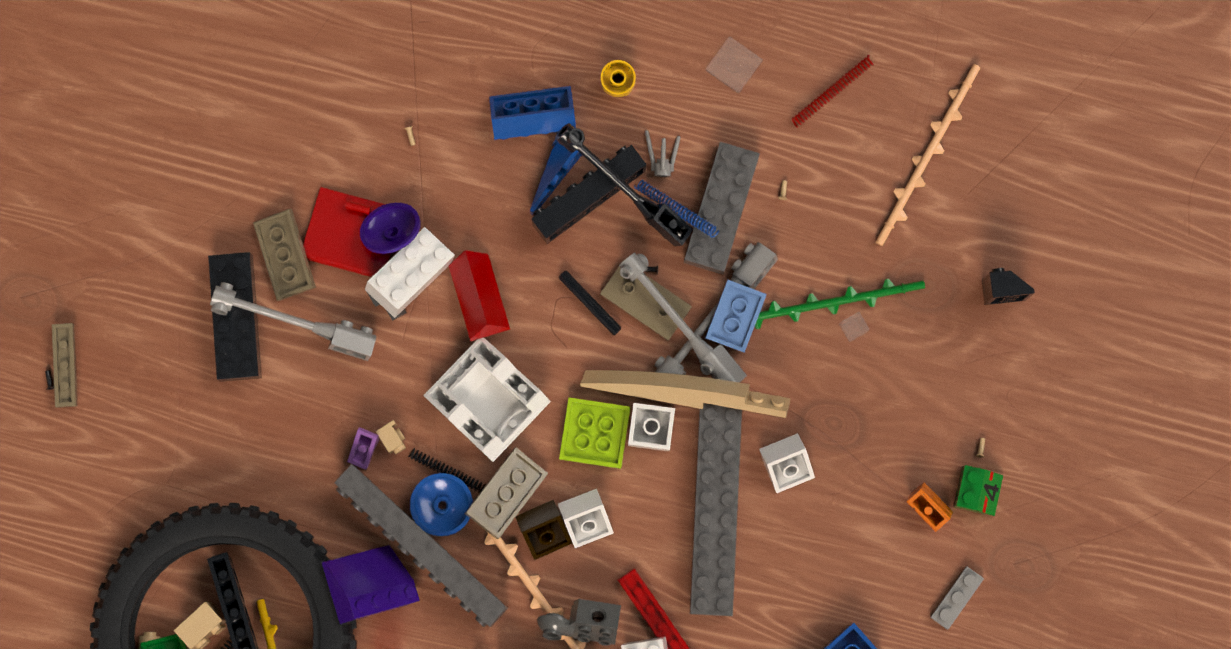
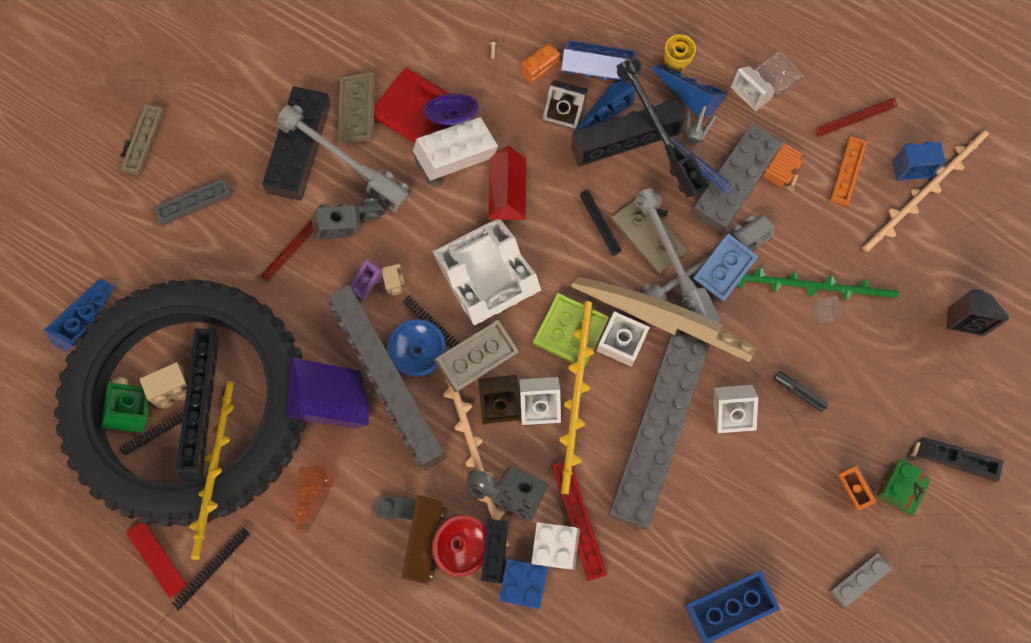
camera: 15 degrees right, 10 degrees down
(81, 582) = (77, 316): none -> blue wedge
(146, 418) = (192, 201): none -> dark grey plate
(277, 417) = (283, 252): none -> red piece
(320, 388) = (345, 218): none -> dark grey brick
(468, 138) = (540, 63): none -> orange brick
(510, 177) = (564, 104): none -> dark brown slope
(621, 511) = (574, 404): none -> yellow plant
(644, 119) = (690, 92): none -> blue wedge
(710, 93) = (752, 87): none -> white slope
(767, 175) = (783, 164): none -> orange brick
(839, 157) = (848, 171): none -> orange tile
(848, 422) = (799, 390): none -> pearl dark grey axle
(910, 128) = (918, 161): none -> blue brick
(1028, 442) = (960, 459): none -> black slope

